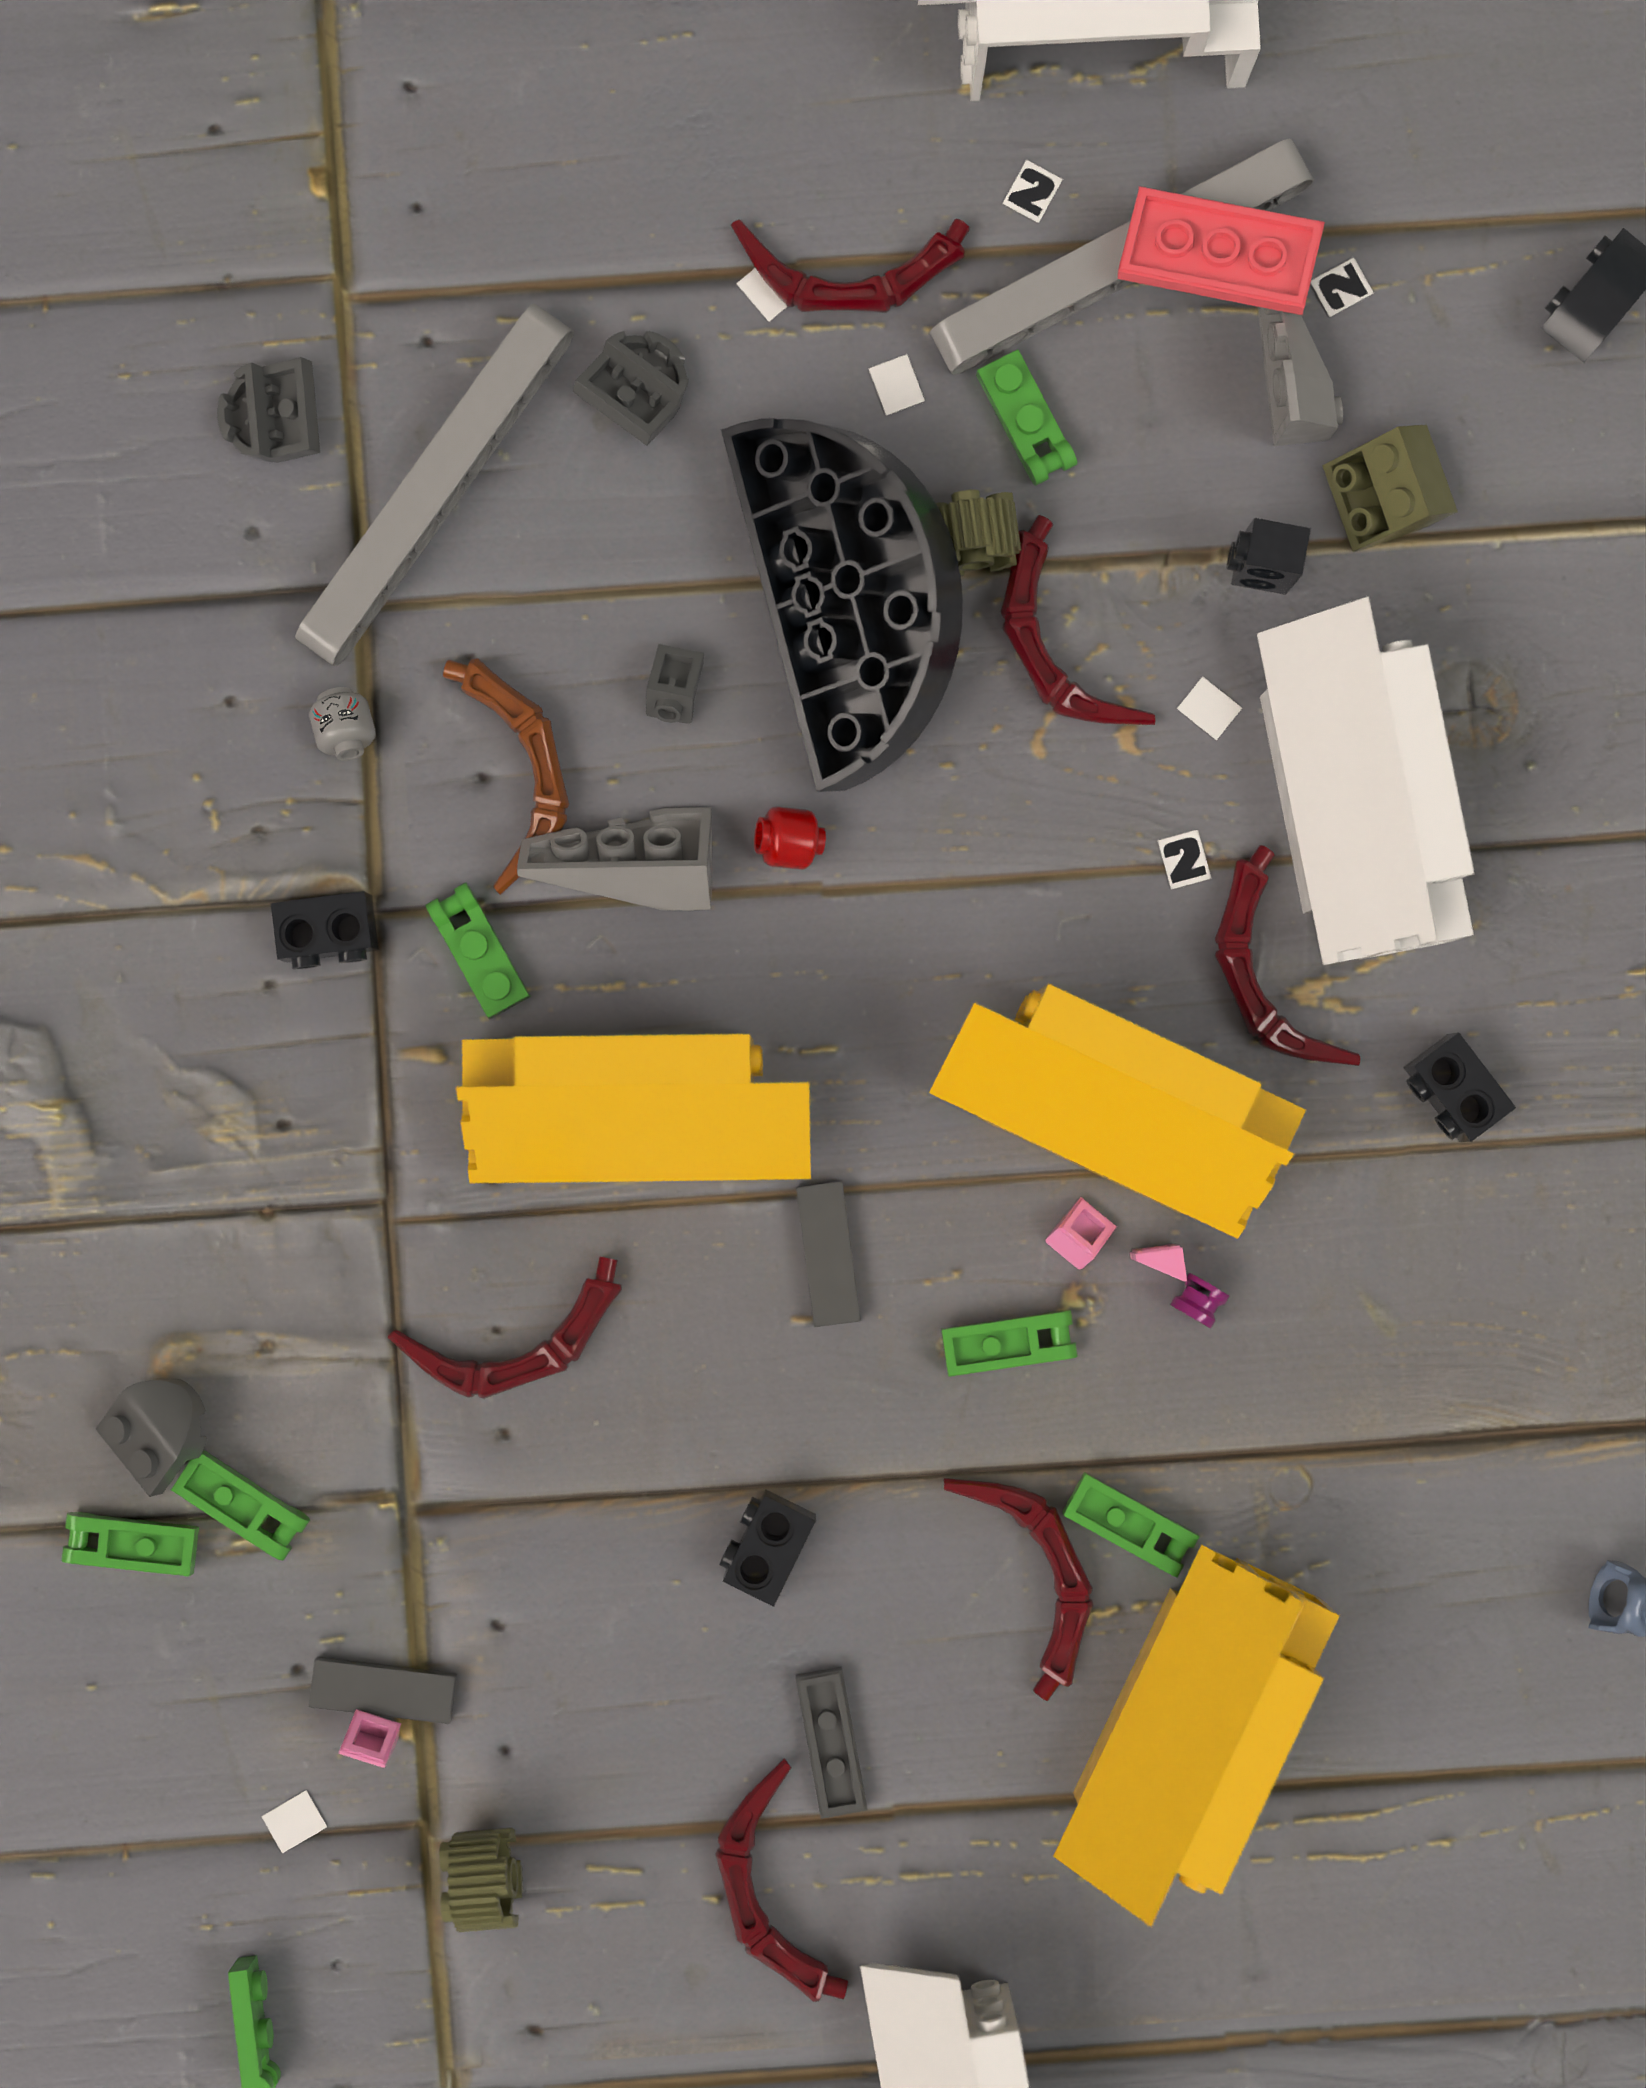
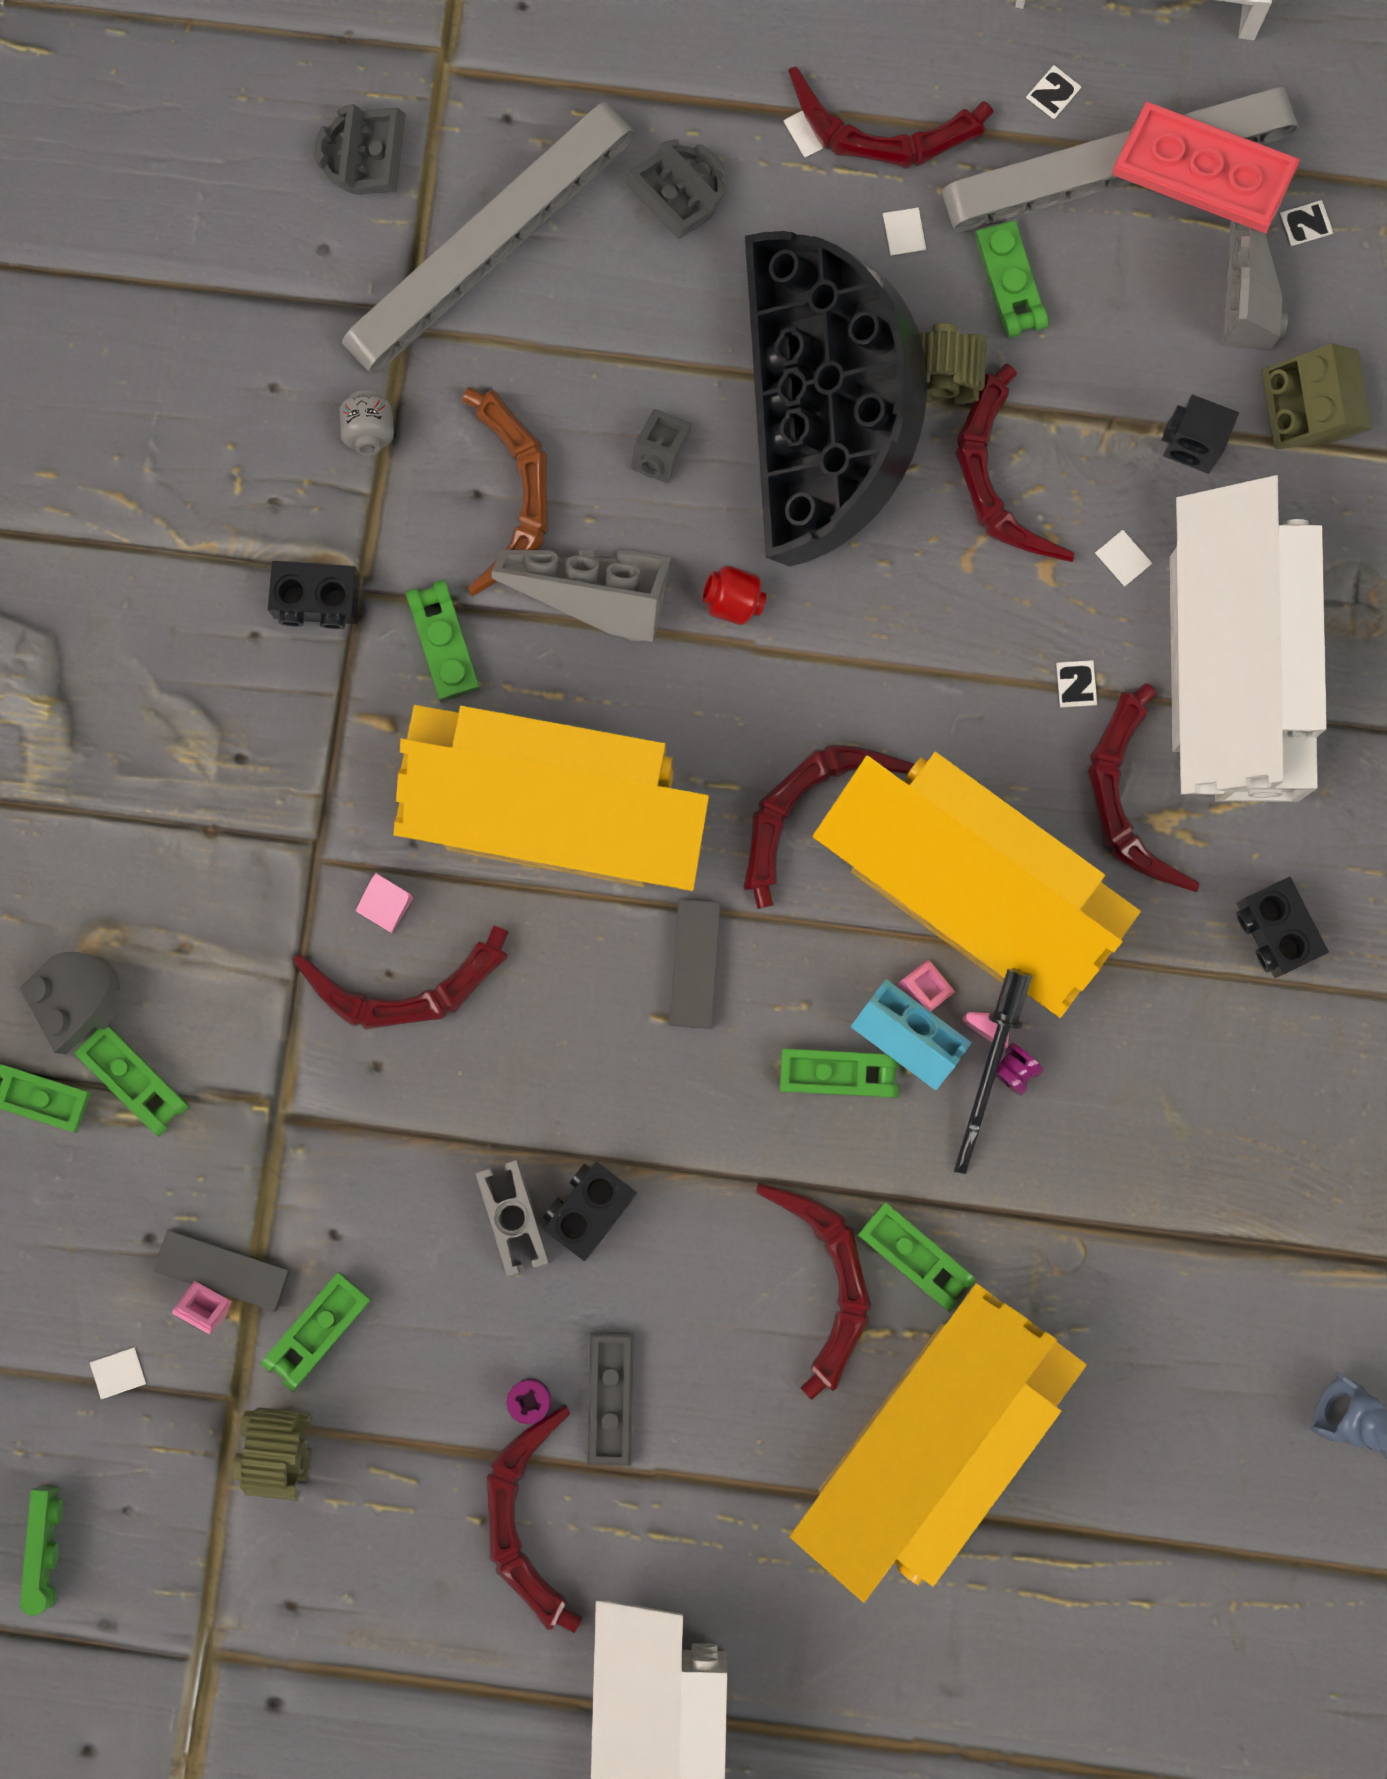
camera: 15 degrees right, 5 degrees down
(474, 1255) = (384, 903): none -> bright pink slope
(500, 1734) = (316, 1330): none -> bright green plate
(678, 1590) = (495, 1213): none -> light grey piece
(745, 1753) = (534, 1398): none -> magenta wheel
(885, 1057) = (779, 803): none -> dark red animal
(1078, 1287) = (911, 1034): none -> medium azure piece
(1179, 1252) = (1006, 1017): none -> black piece

